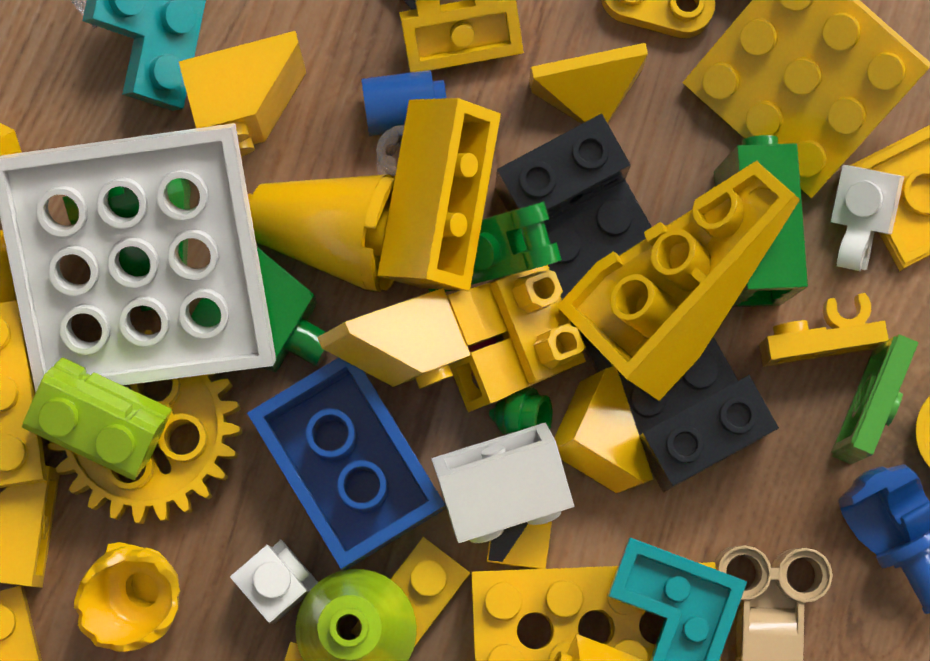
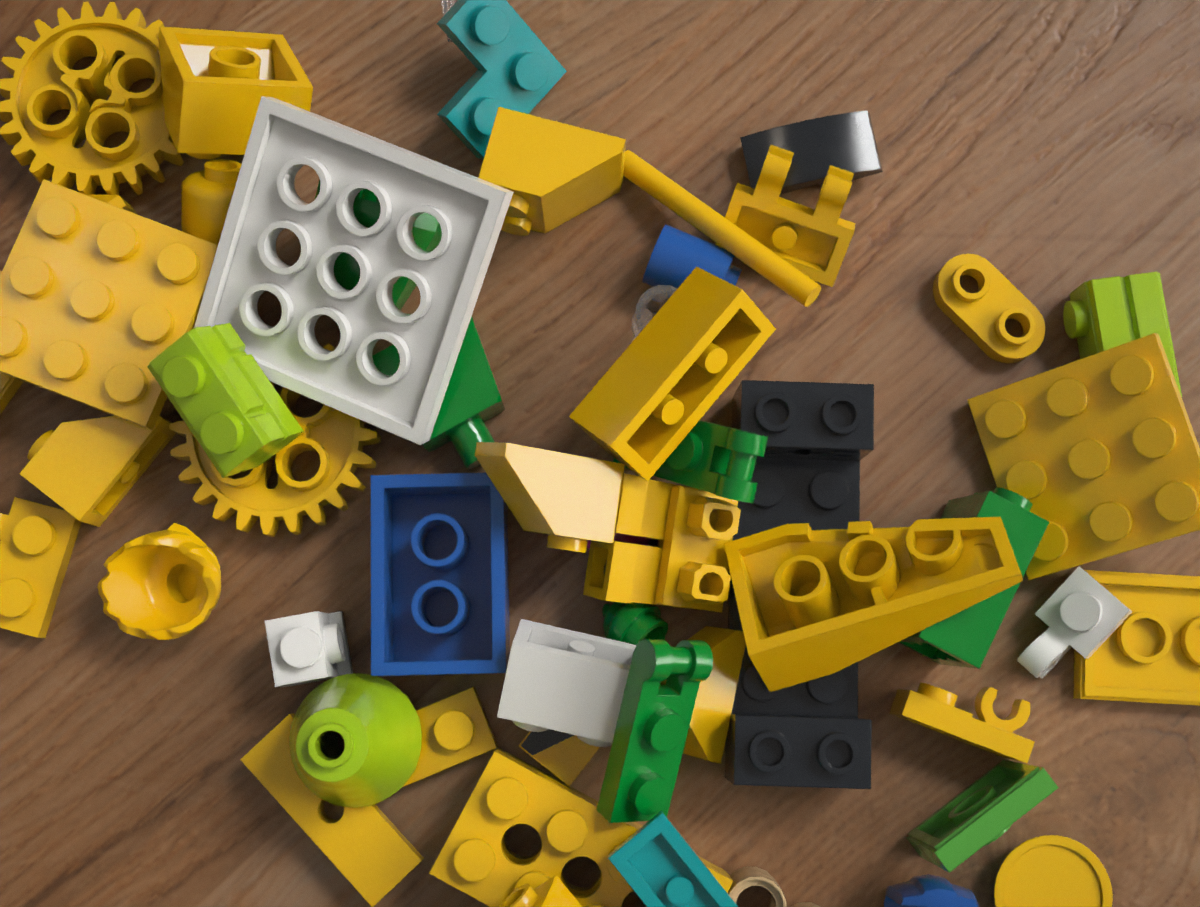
camera: 30 degrees right, 0 degrees up
(327, 224) = (551, 340): yellow cone -> none
(408, 58) = (721, 230): none -> yellow bar
(584, 479) = (652, 728): none -> green plate
(589, 83) = (878, 349): yellow slope -> none

